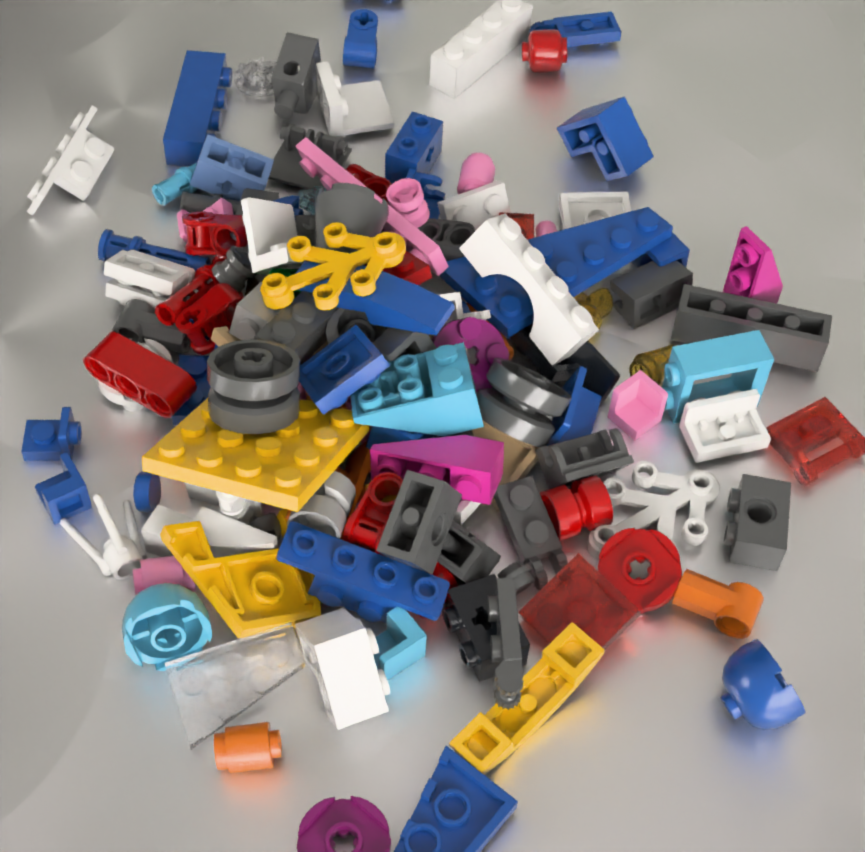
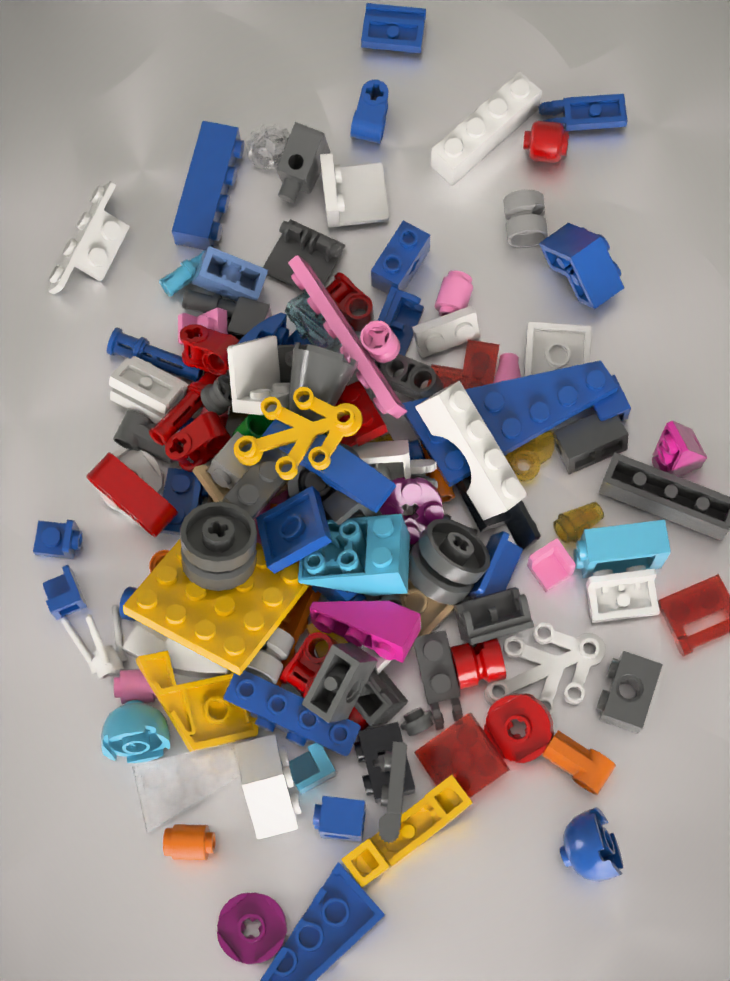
camera: 15 degrees right, 20 degrees up
(442, 688) = (340, 819): none -> blue brick
(537, 109) = (525, 218): none -> light grey wheel

